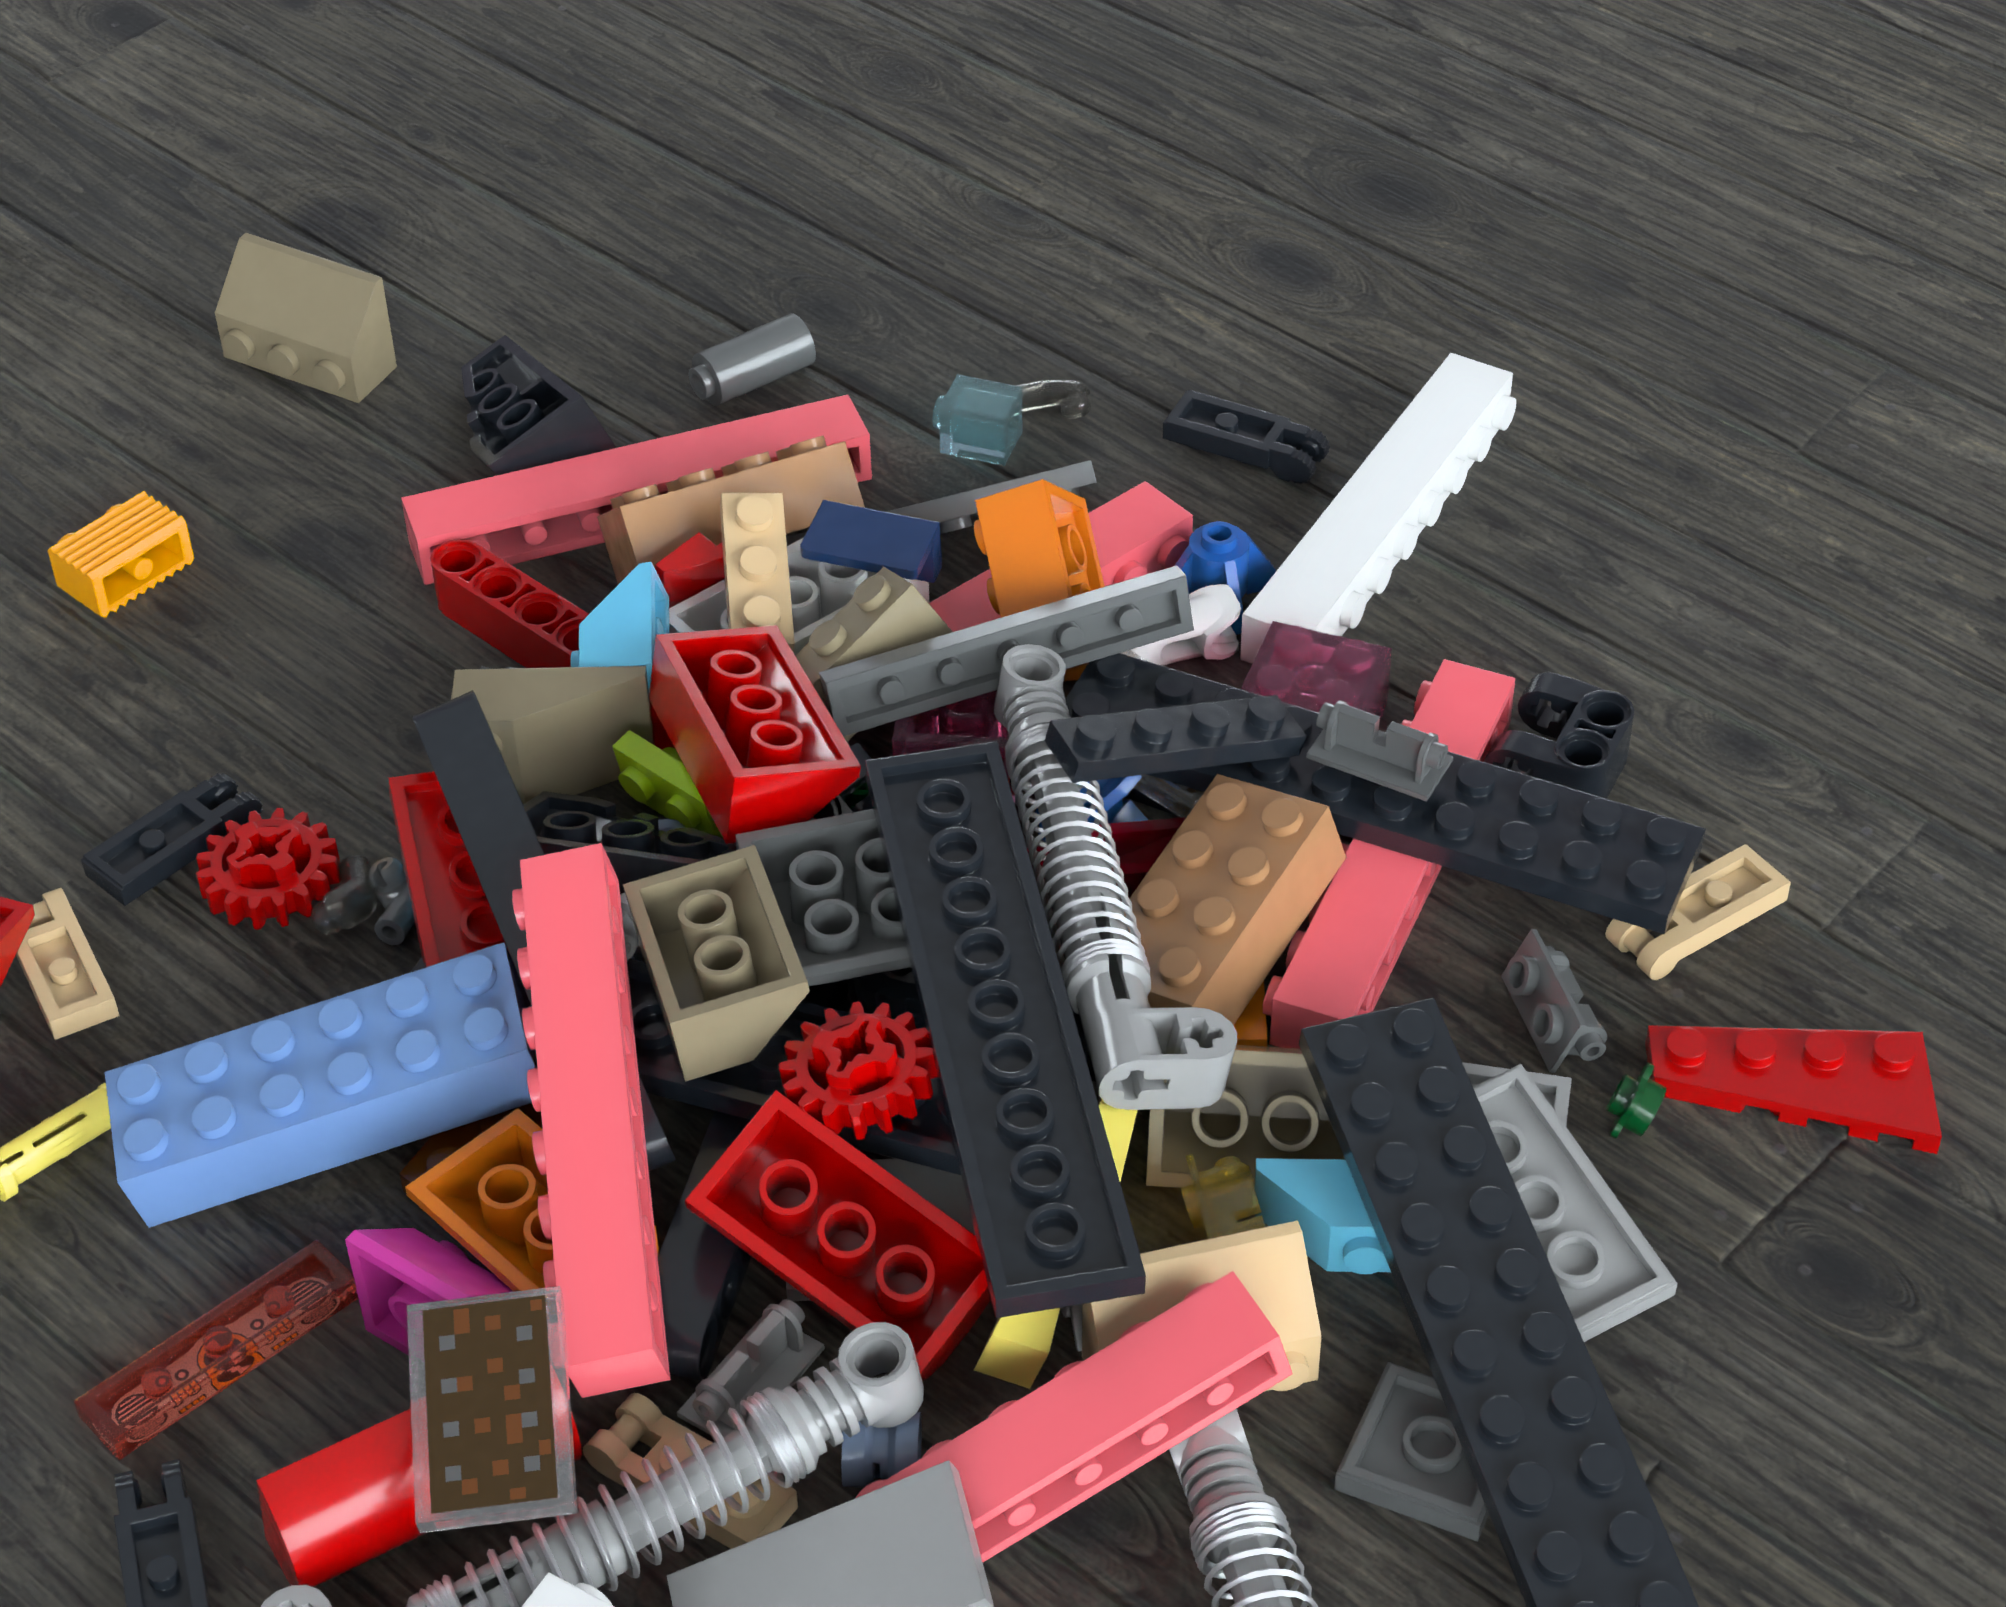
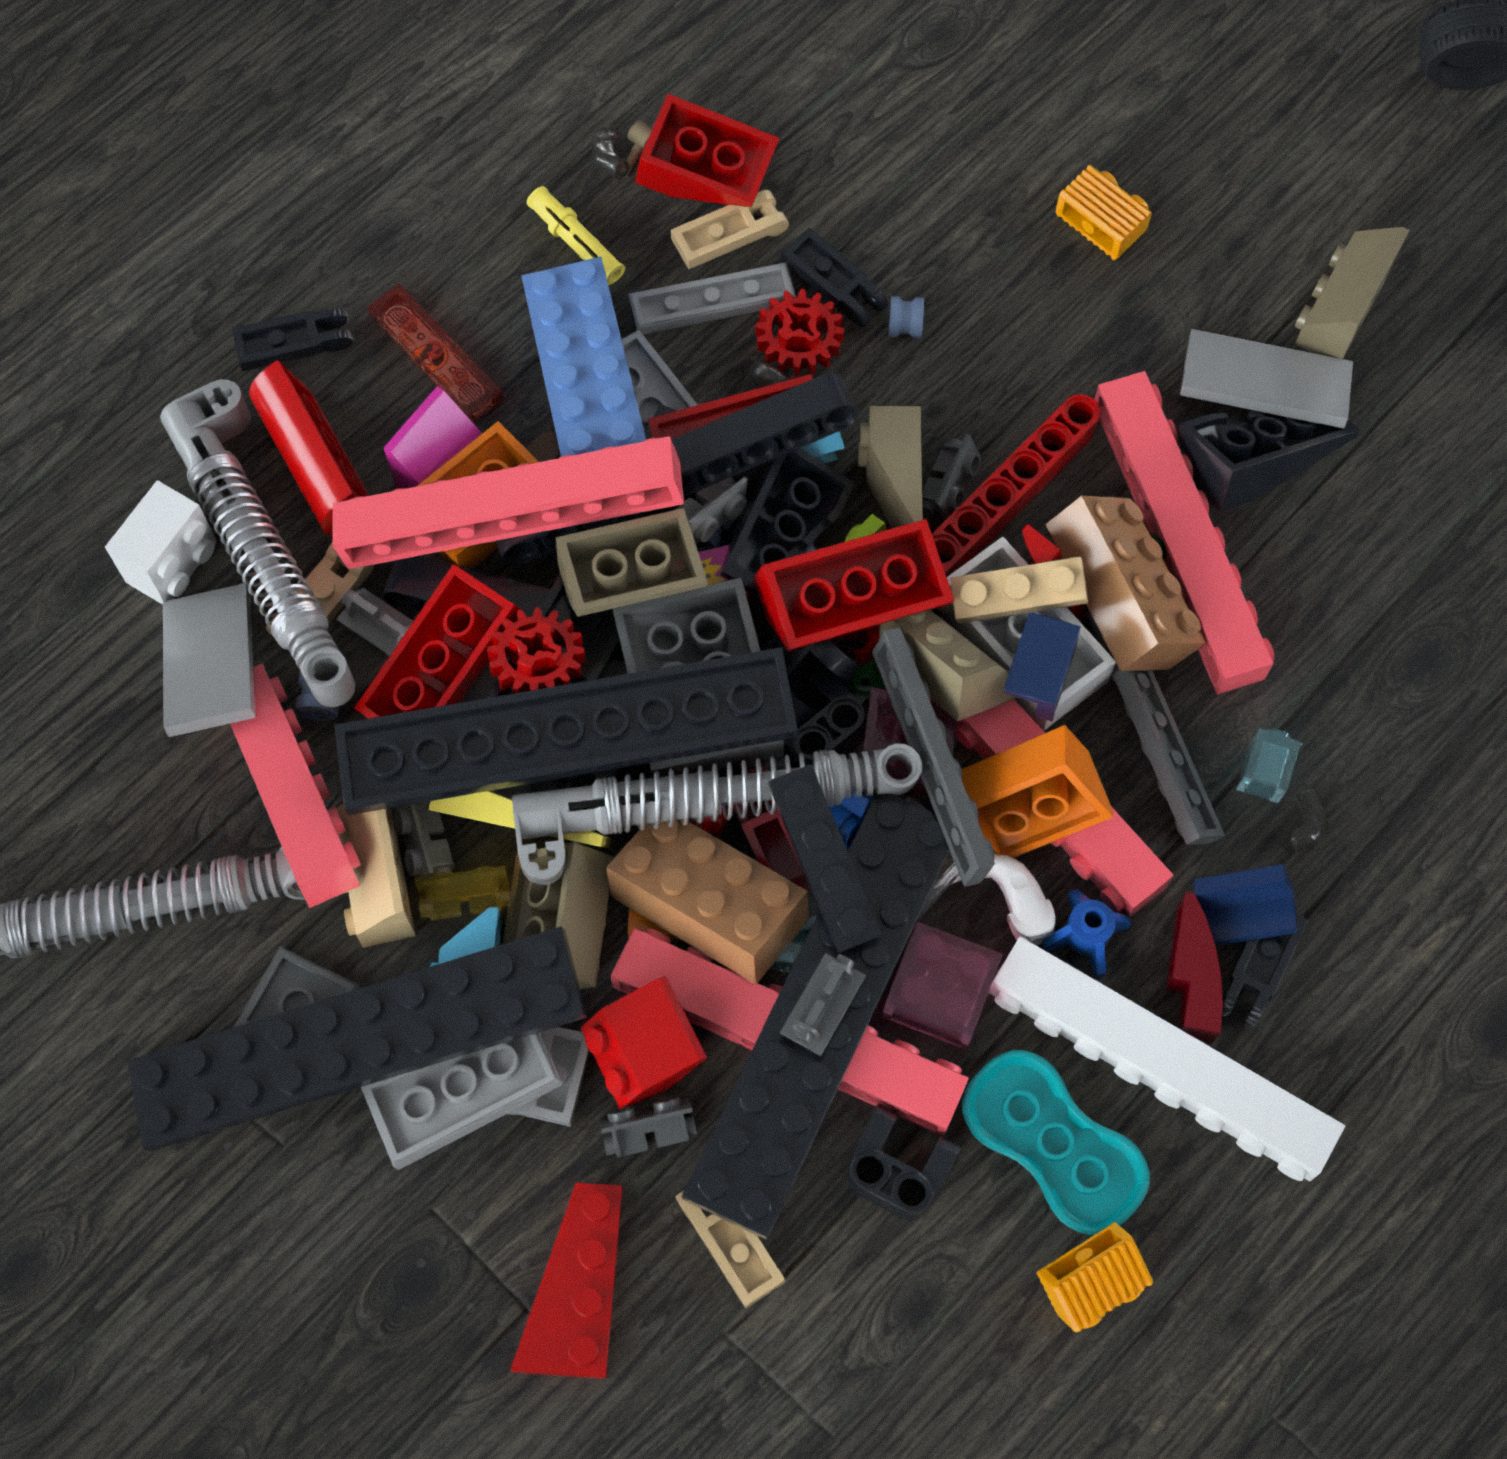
camera: 90 degrees right, 25 degrees up
(176, 966) = (709, 298): none -> light grey tile
(261, 752) = (906, 317): none -> sand blue wheel
(415, 412) = (1267, 378): none -> light grey tile
(490, 1410) = (305, 467): tile -> none
(625, 623) = (964, 515): medium azure slope -> none
(752, 359) = (1336, 601): dark grey brick -> none
(1179, 430) = (1248, 904): none -> dark blue panel
(1259, 483) = (1195, 972): none -> dark red slope
(1460, 956) = (643, 1043): none -> red slope
(1515, 593) = (1082, 1167): none -> teal plate
(1635, 1102) = (550, 1165): dark green plate -> none
(1675, 563) = (1095, 1277): none -> light orange brick

